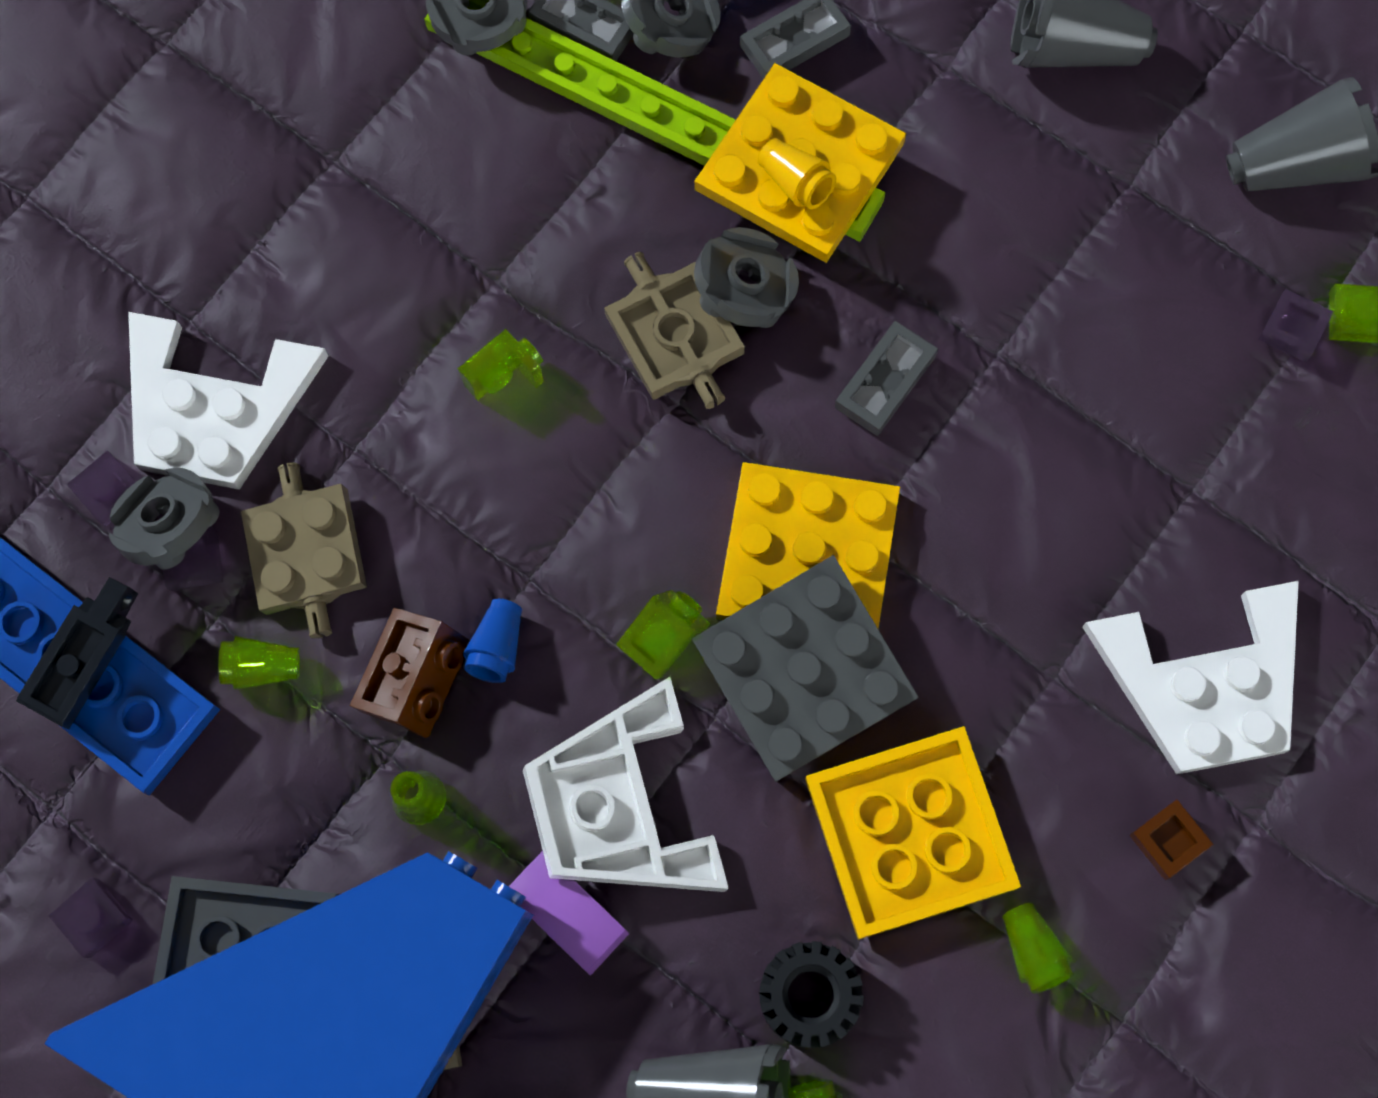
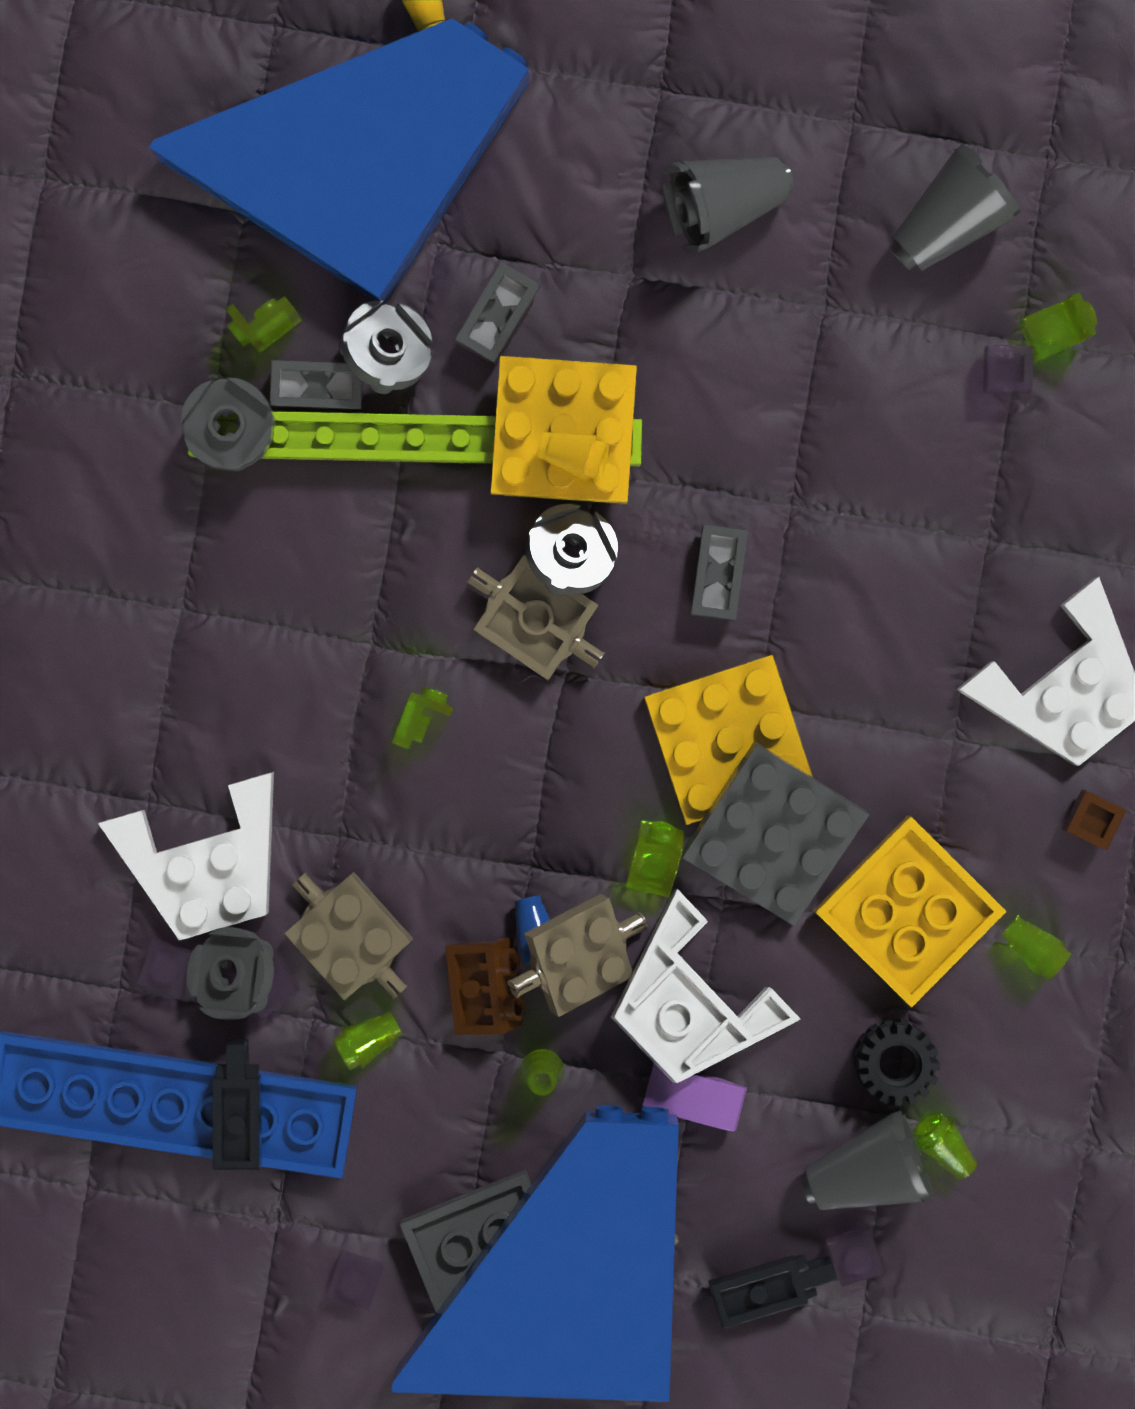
camera: 35 degrees left, 15 degrees up
(524, 683) = (578, 955): none -> dark tan plate

